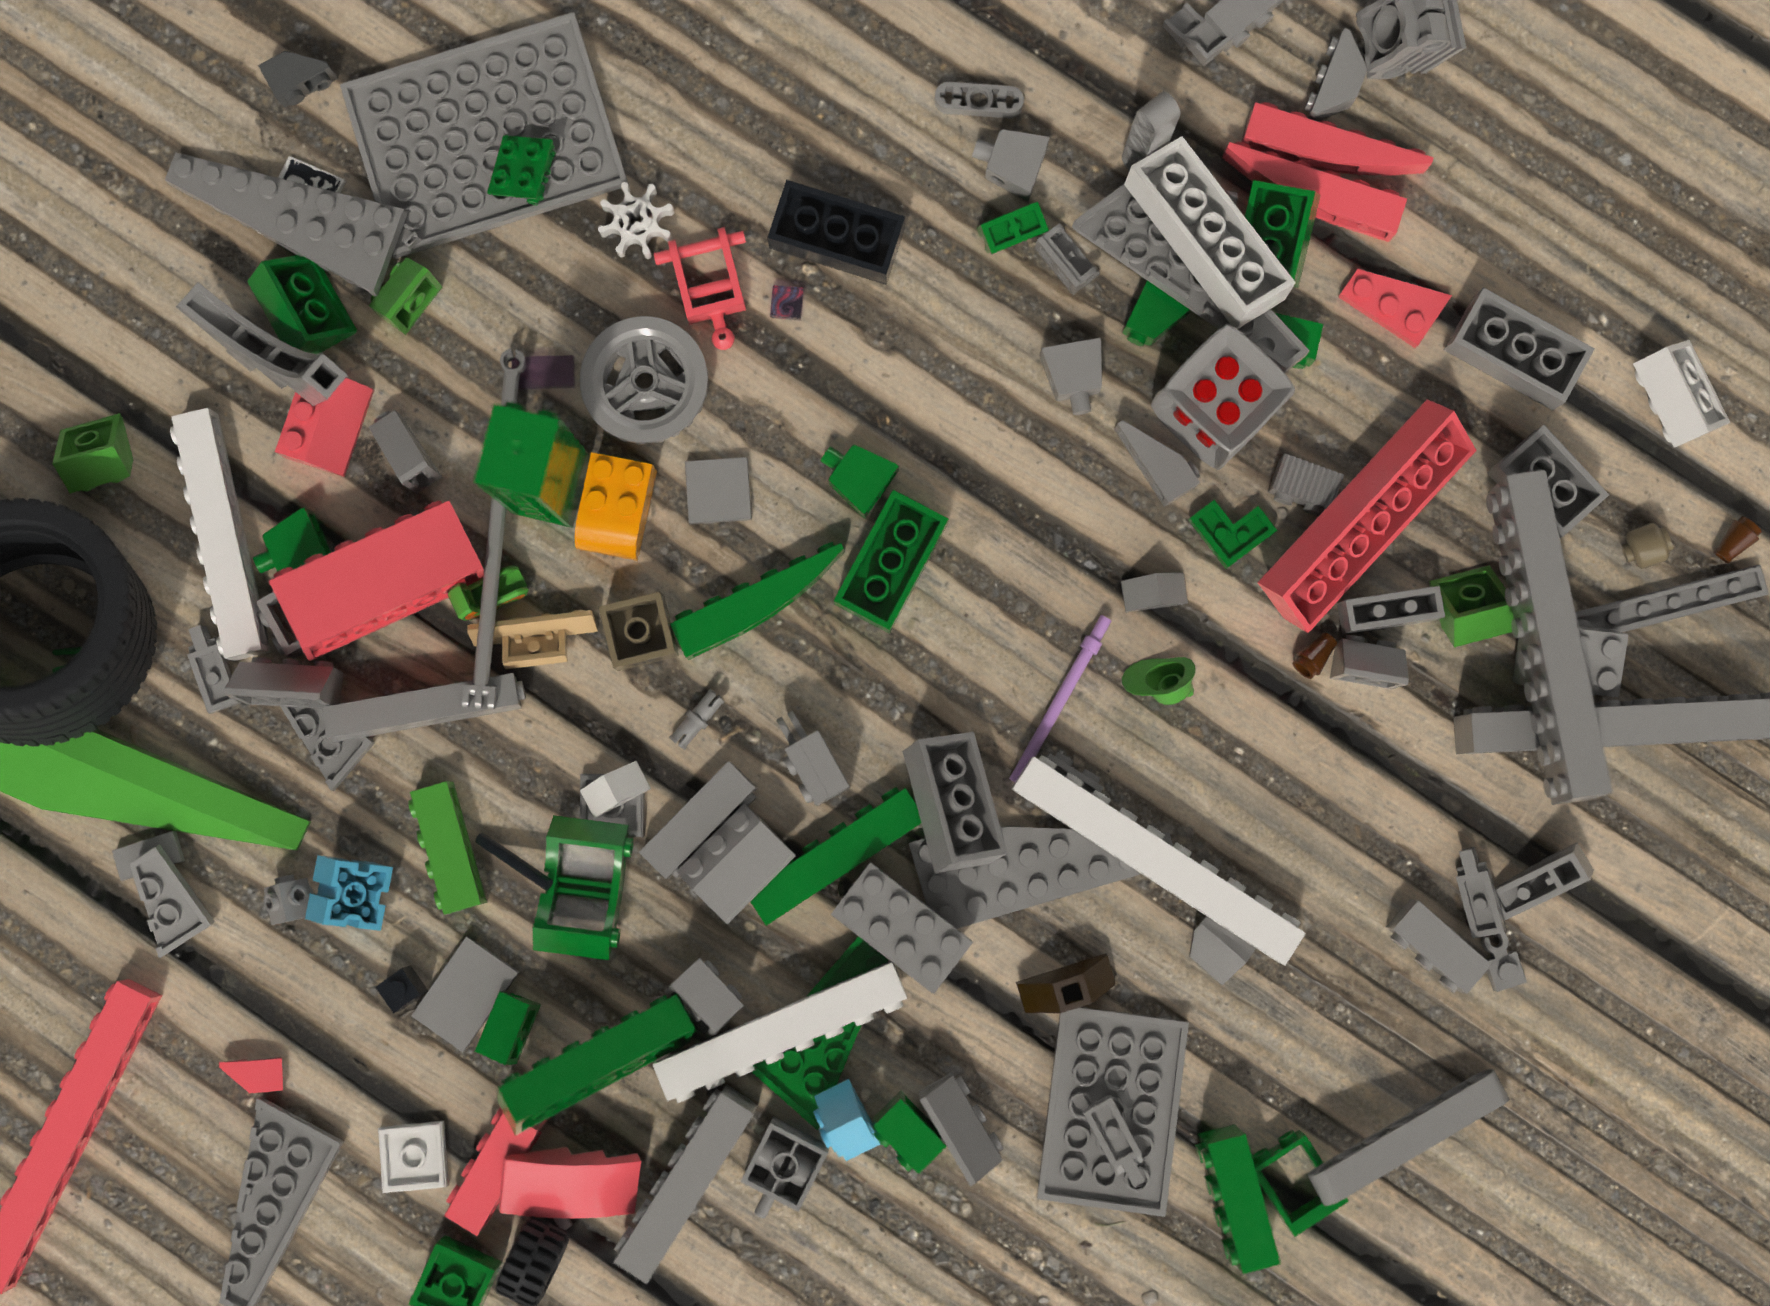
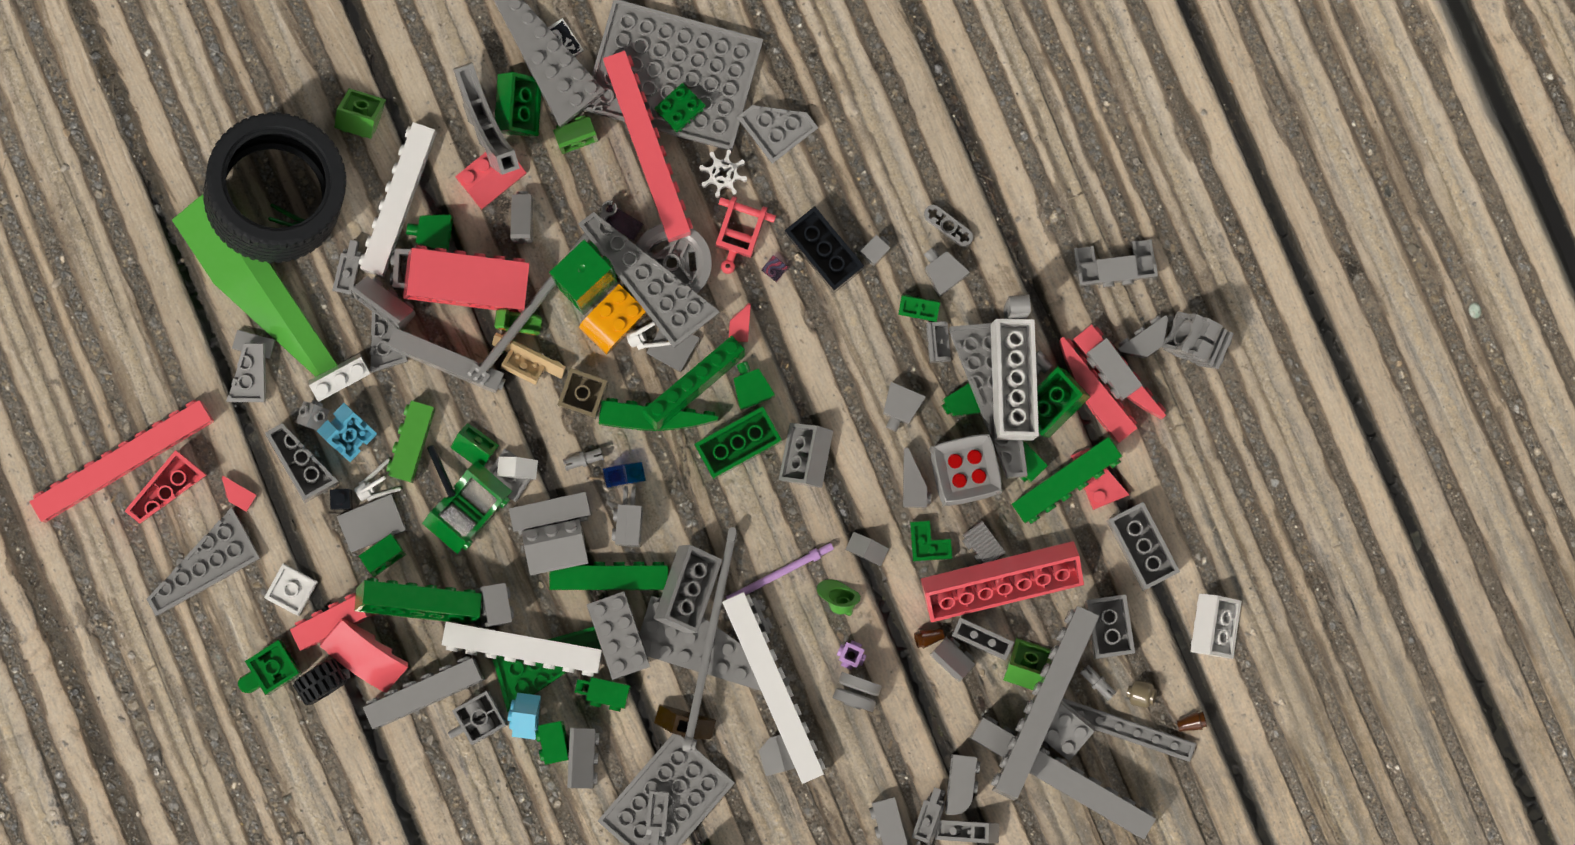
camera: 30 degrees right, 0 degrees up
(146, 1125) = (167, 484): none -> coral wedge
(291, 825) = (339, 377): none -> white brick
(319, 981) = (301, 466): none -> light grey wedge
(427, 952) = (365, 490): none -> white plant
(509, 245) = (647, 147): none -> coral brick
(536, 797) = (474, 445): none -> green panel
(663, 508) = (638, 336): none -> white plant
(664, 430) = (663, 296): none -> light grey wing
(668, 117) = (776, 129): none -> light grey plate
(765, 705) = (624, 475): none -> clear blue slope
(779, 520) = (694, 383): none -> green brick
(790, 405) = (740, 324): none -> coral slope
(904, 191) = (875, 249): none -> light grey brick
(932, 1016) = (605, 693): none -> green brick
(991, 519) = (806, 455): none -> light grey slope
(1097, 1011) = (689, 741): none -> light grey hinge
(1242, 746) = (859, 656): none -> lavender brick
(1273, 792) = (857, 691): none -> light grey wheel
(1328, 139) = (1113, 370): none -> light grey brick
(1362, 326) = (1067, 480): none -> green brick
(1495, 823) = (961, 783): none -> light grey brick
(1579, 569) = (1098, 682): none -> light grey pin

